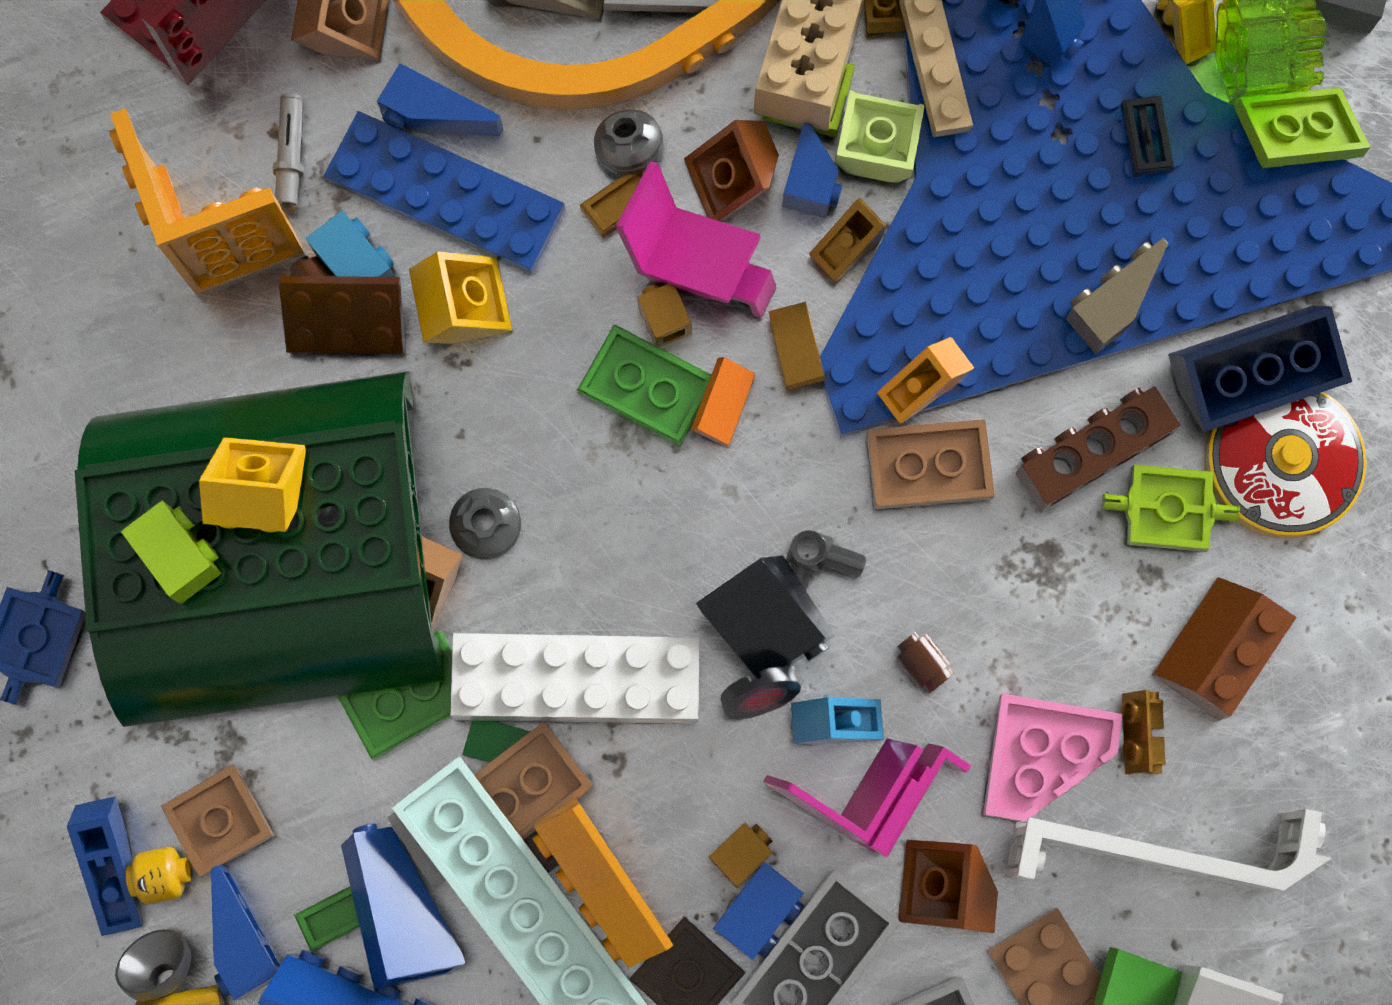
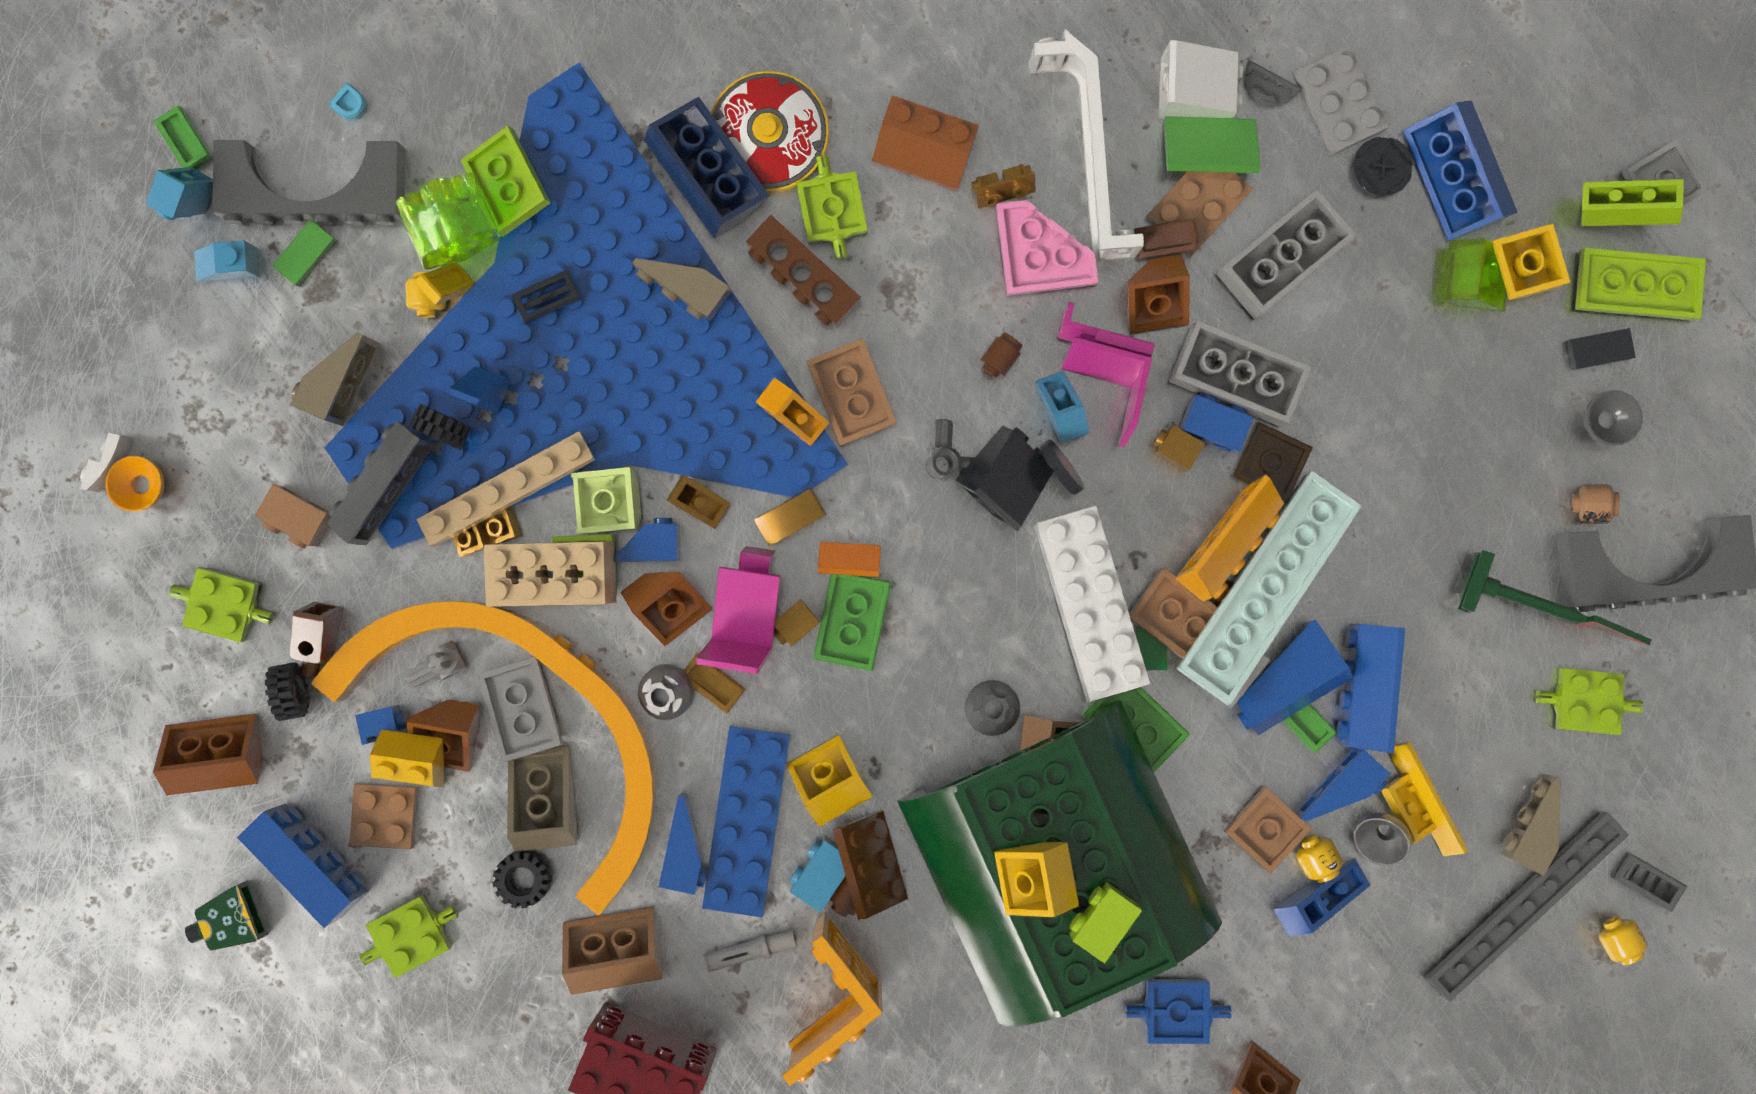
camera: 110 degrees left, 10 degrees up
(1019, 922) = (1169, 238): none -> reddish brown tile

